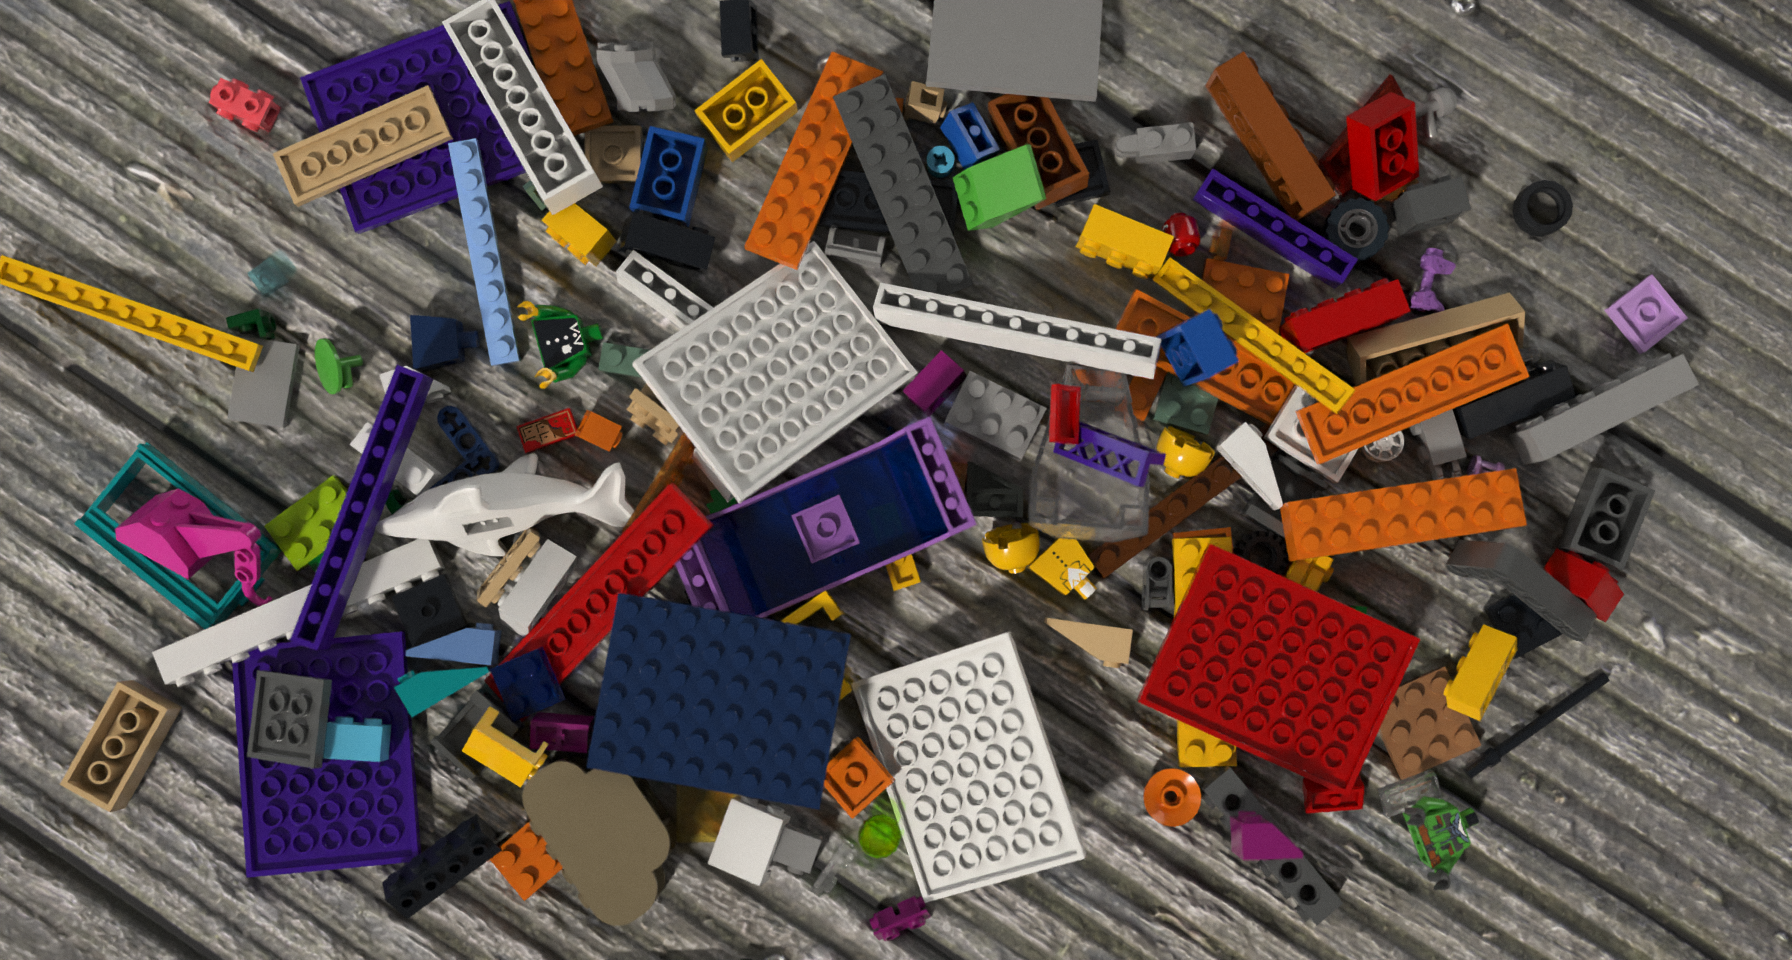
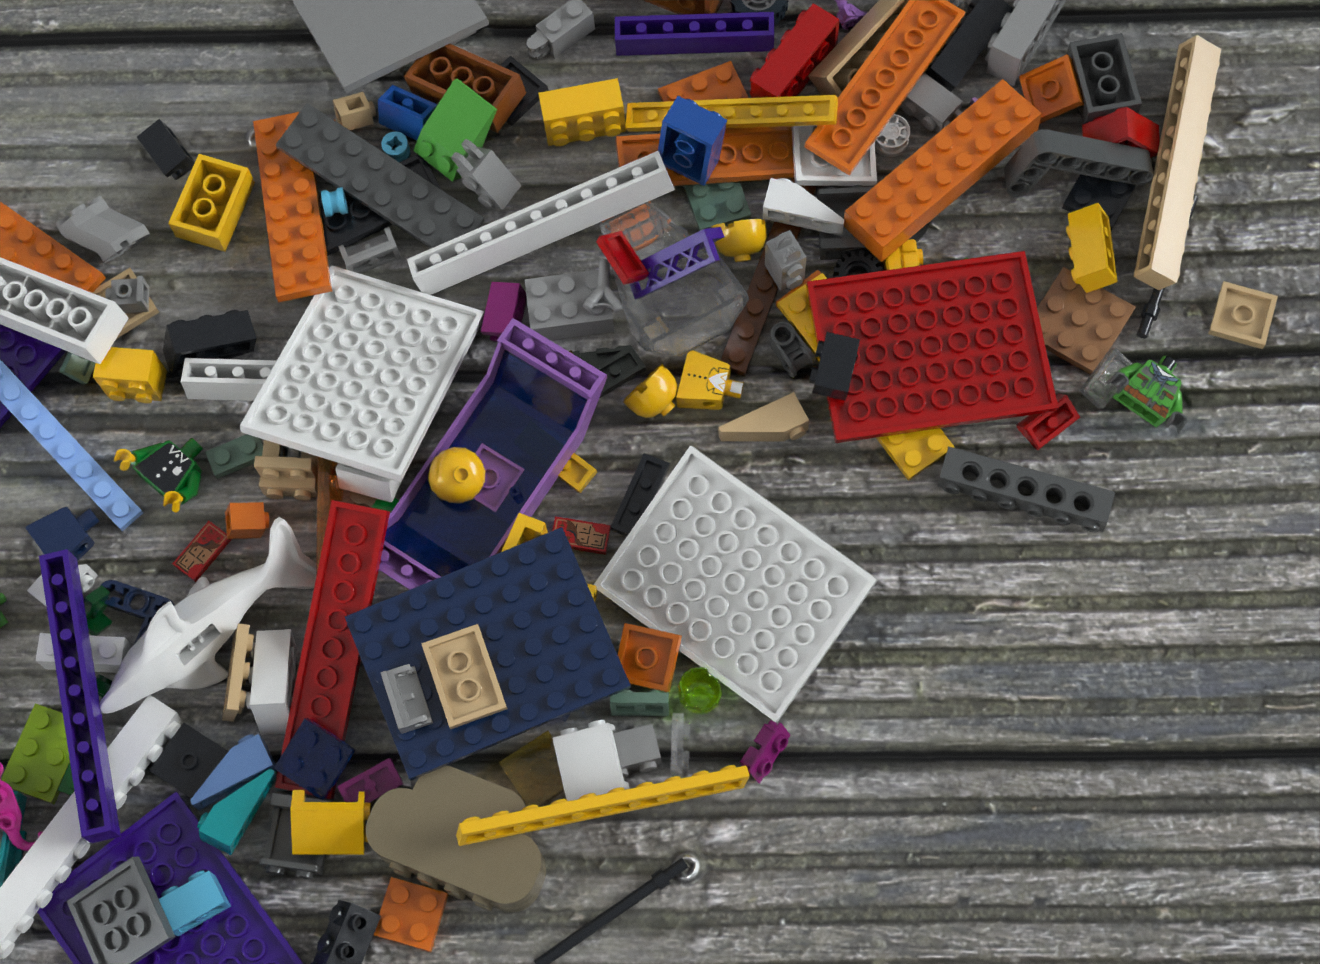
camera: 30 degrees left, 15 degrees down
(424, 431) = (94, 609): none -> dark green bracket
(623, 704) = (406, 698): none -> light grey hinge
(627, 162) = (136, 294): none -> light grey brick
(669, 175) = (177, 284): blue brick -> none
(683, 716) = (464, 676): none -> tan plate
(722, 885) = (596, 806): none -> yellow plate
(797, 514) = (456, 475): none -> yellow cylinder
(834, 817) = (640, 703): none -> sand green plate
(851, 184) = (334, 202): none -> medium azure wheel
(870, 629) = (585, 535): none -> tile
(942, 630) = (640, 493): none -> black plate
(999, 249) = (486, 176): none -> light grey hinge
(1029, 430) = (603, 290): none -> light grey piece
(1144, 392) = (676, 207): orange plate -> none
(1180, 640) = (835, 366): none -> black brick
(1184, 805) = (922, 491): orange dish -> none
(1185, 234) = (630, 81): red head -> none
(1205, 510) = (785, 261): none -> light grey hinge
(1220, 244) = (661, 70): clear orange plate -> none
(1259, 839) = (1009, 474): magenta slope -> none
(1554, 496) = (1052, 88): none -> orange plate
(1568, 815) = (1243, 315): none -> tan plate
(1615, 642) = (1177, 163): none -> tan brick

